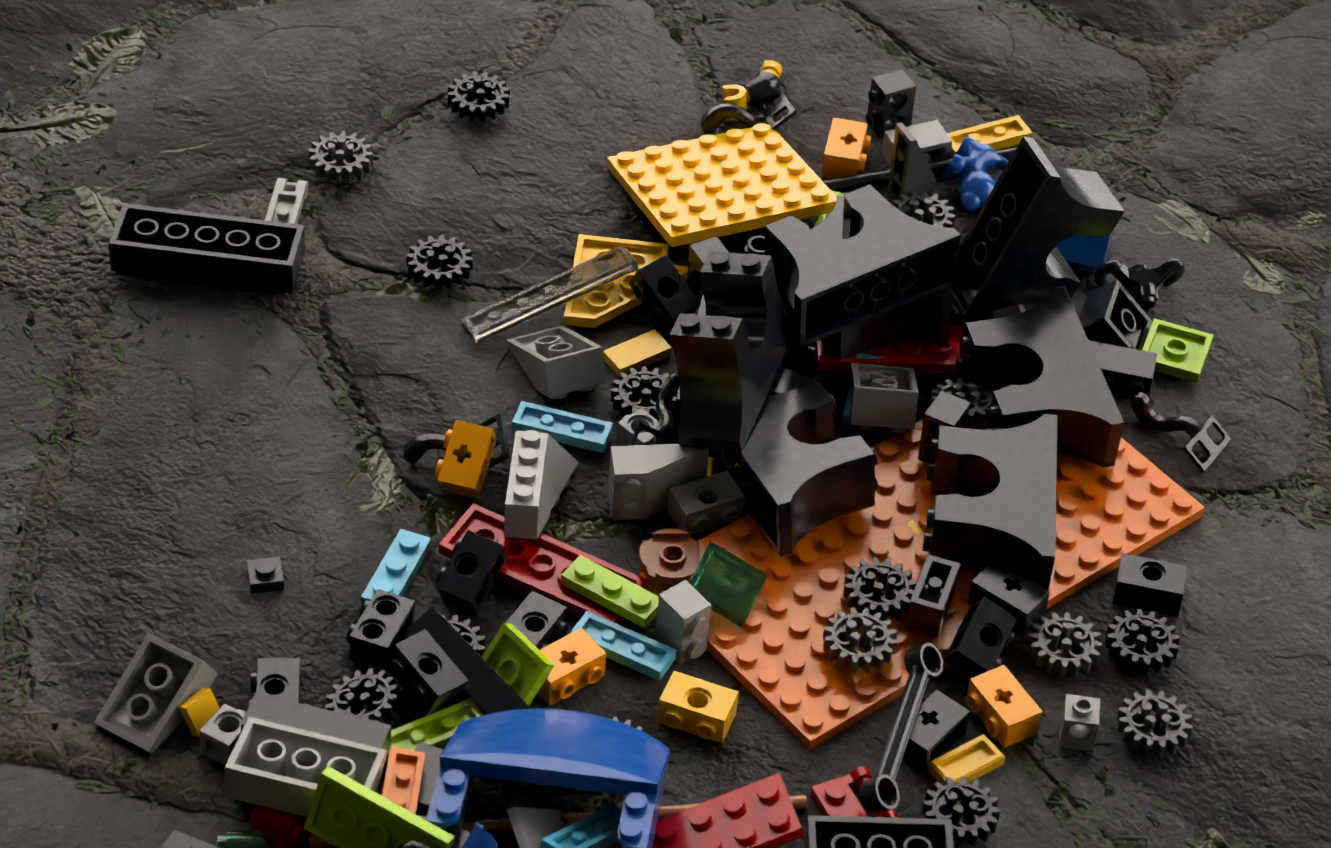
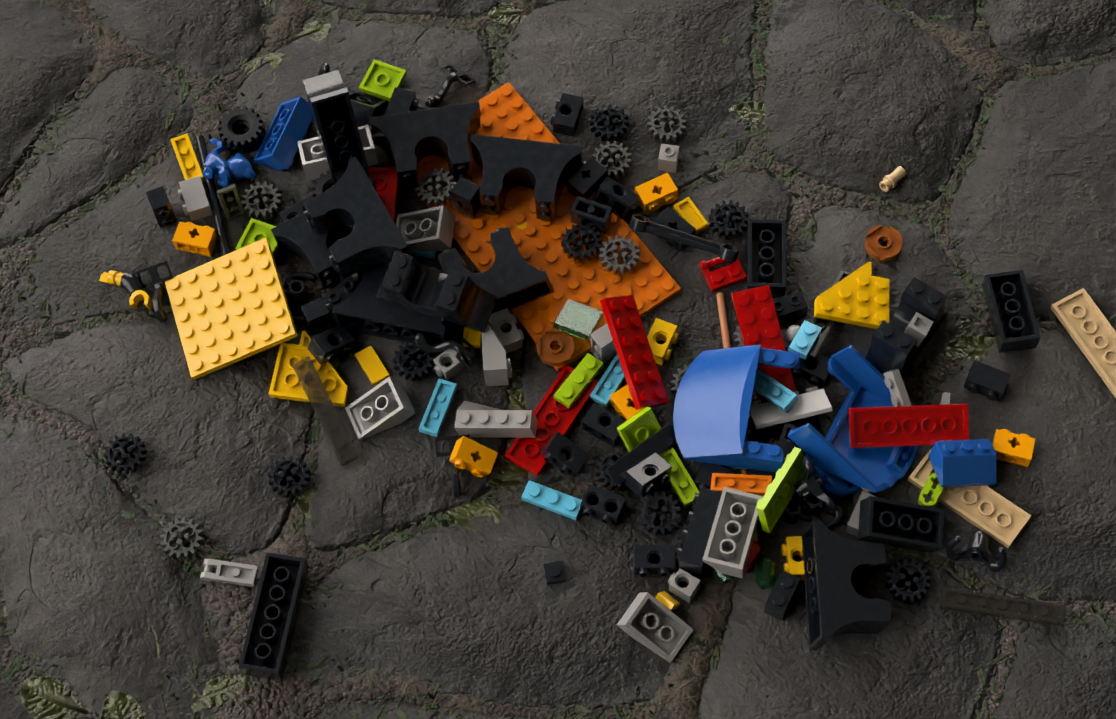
camera: 80 degrees left, 20 degrees up
(658, 644) = (634, 351): none -> red plate

